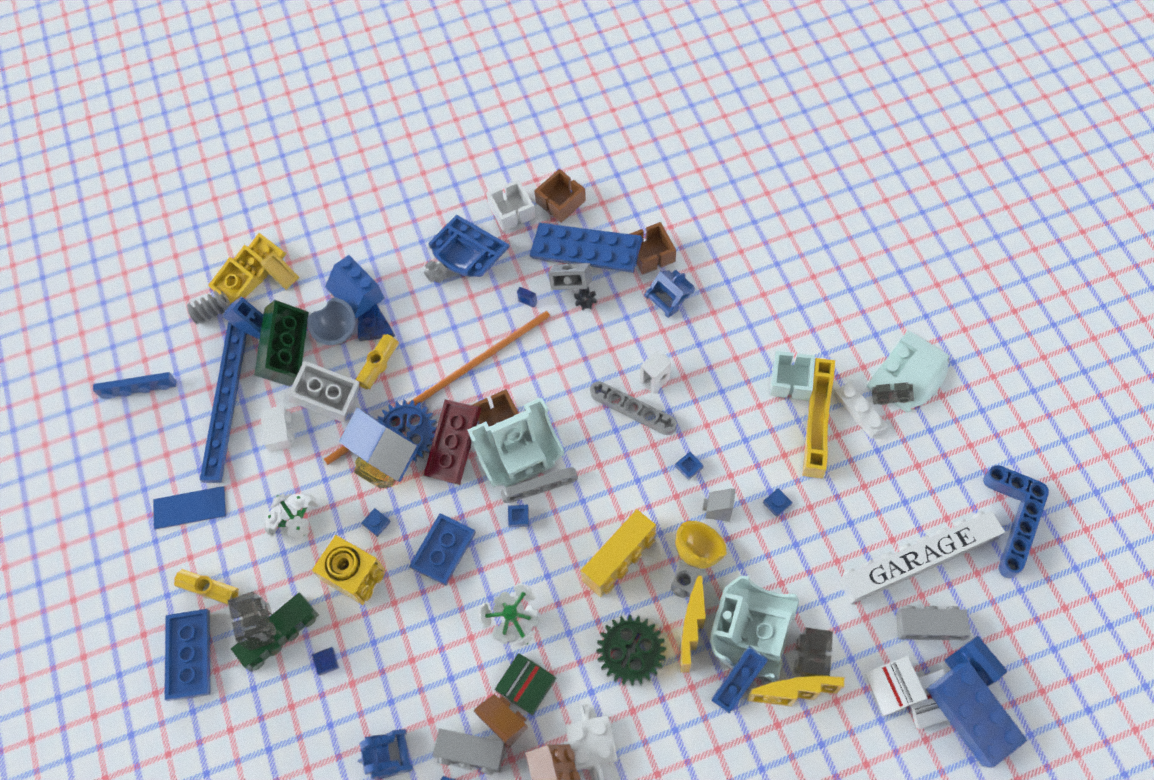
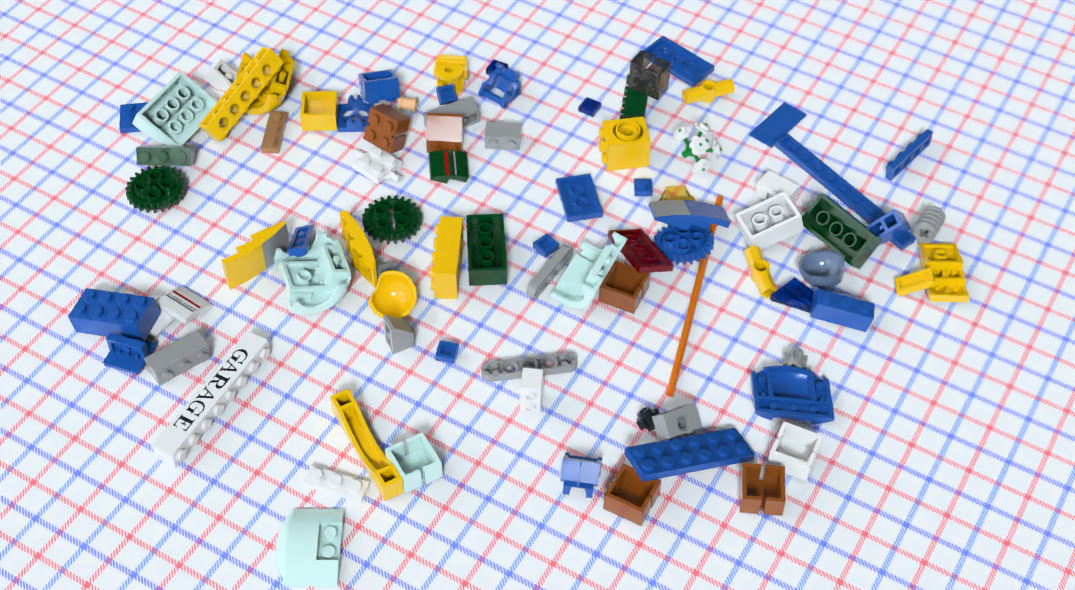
camera: 135 degrees right, 15 degrees down
(443, 681) = (502, 135): none -> light grey brick
(506, 607) = (490, 181): white plant -> none
(527, 297) = (698, 390): clear blue tile -> none
(576, 542) = (486, 249): none -> dark green brick
(777, 502) = (356, 372): blue plate -> none
(812, 653) = (257, 280): clear smoke piece -> none
(883, 394) = (306, 507): clear smoke hinge -> none
(1023, 518) = (136, 456): blue beam -> none

